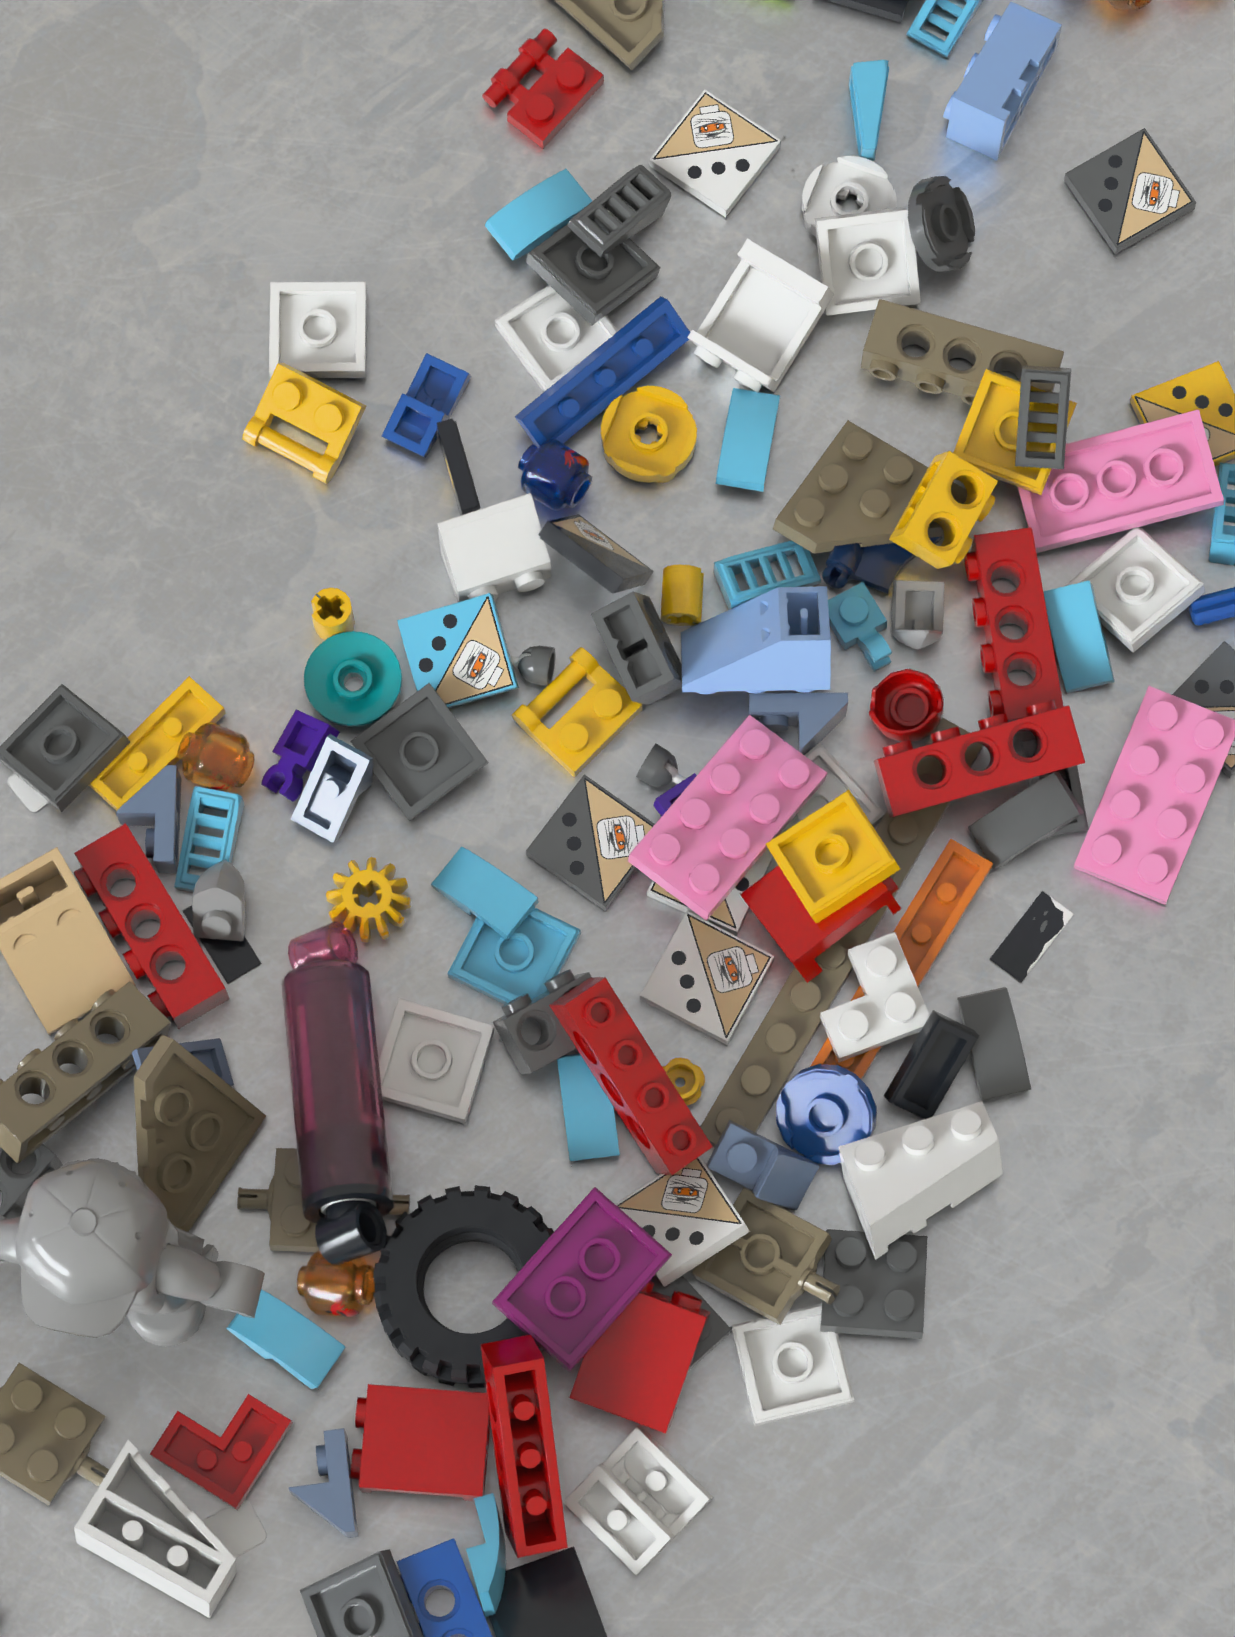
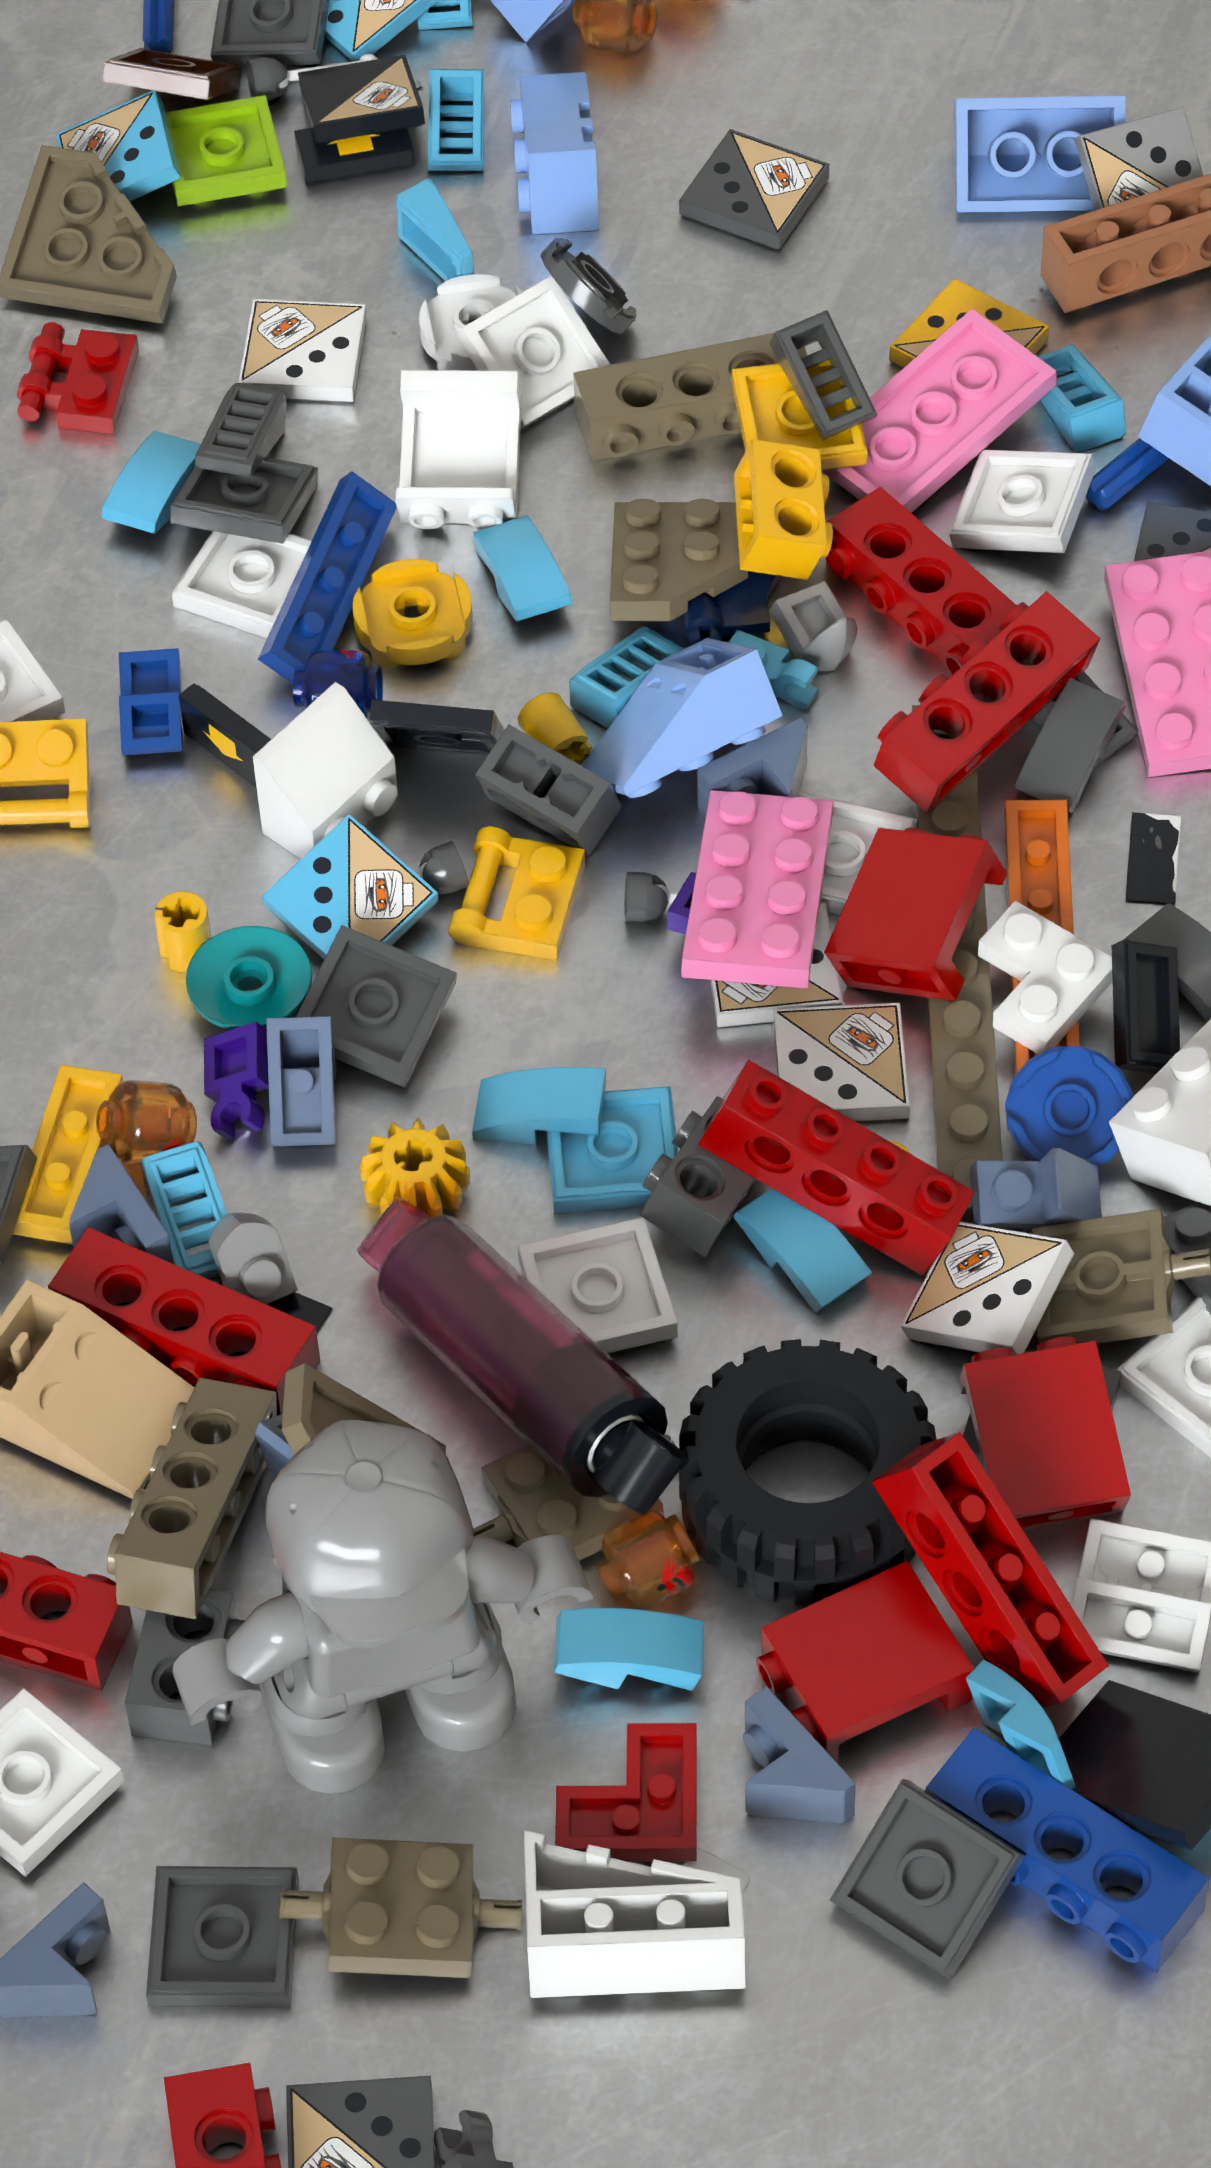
camera: 30 degrees left, 20 degrees down
(581, 1279) = (932, 1365): magenta tile -> none
(591, 842) = (624, 1003): tile -> none
(832, 856) = (902, 850): yellow tile -> none
(907, 705) = (863, 704): red hair -> none
(1078, 637) = (999, 556): medium azure slope -> none

